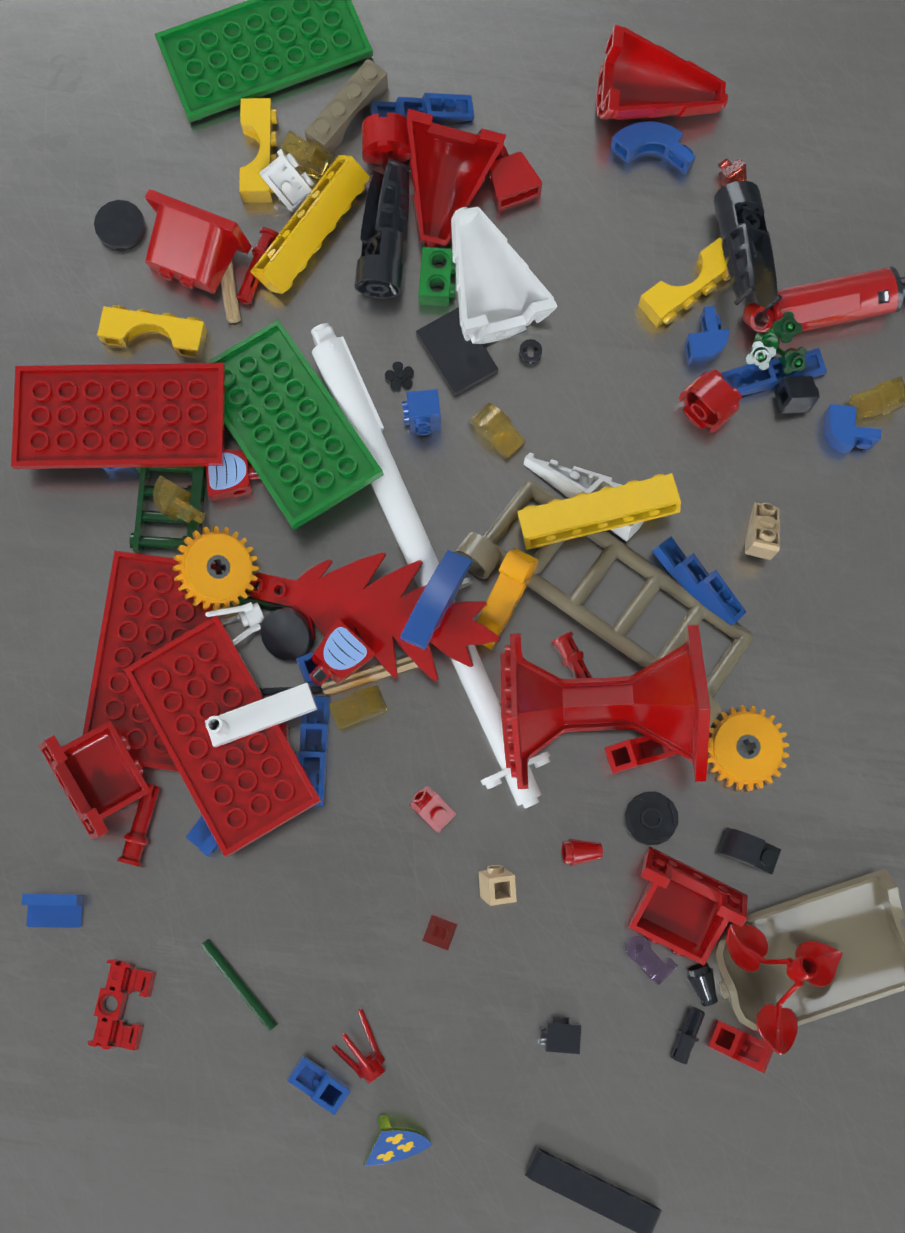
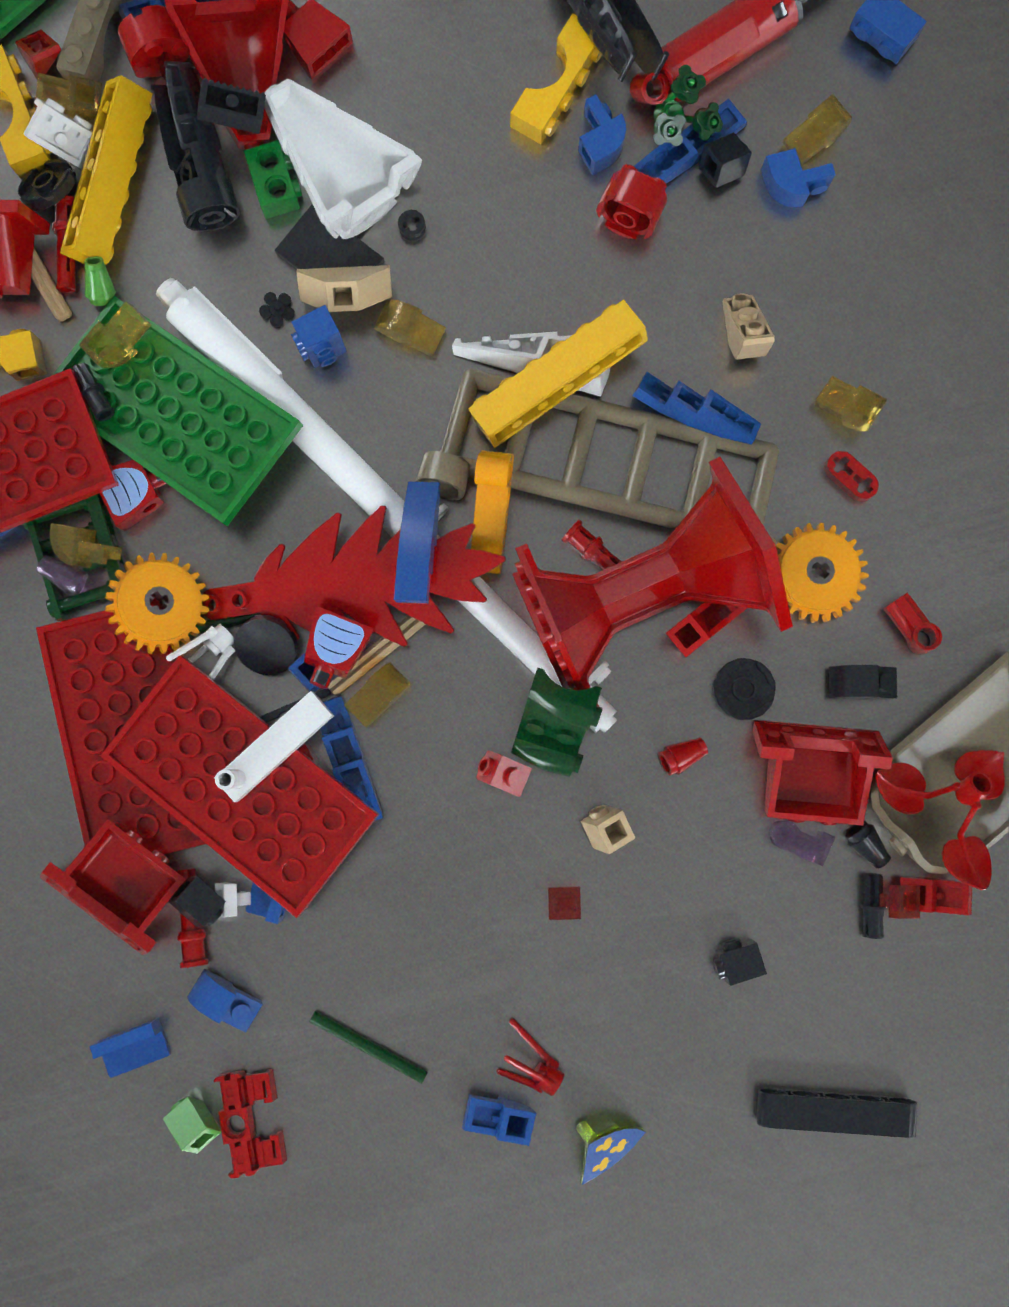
camera: 20 degrees left, 5 degrees up
(75, 989) = (191, 1124): none -> bright green brick
(140, 902) = (223, 1002): none -> blue brick
(152, 518) = (64, 576): none -> clear purple cone
(152, 814) = (197, 902): none -> black brick
(177, 821) = (233, 898): none -> white tile
(232, 388) = (93, 392): none -> black axle
(262, 216) = (47, 186): none -> black tile
(263, 356) = (114, 342): none -> clear yellow brick
(270, 304) = (98, 283): none -> bright green cone
(296, 113) = (38, 51): none -> red slope
(426, 212) = (231, 106): none -> black brick
(458, 380) = (344, 287): none -> tan slope
(487, 785) = (555, 725): none -> dark green piece
(711, 1039) = (902, 901): none -> clear red tile
(798, 685) = (856, 471): none -> red beam
(807, 816) = (910, 621): none -> red piece
(826, 627) = (853, 405): none -> clear yellow brick

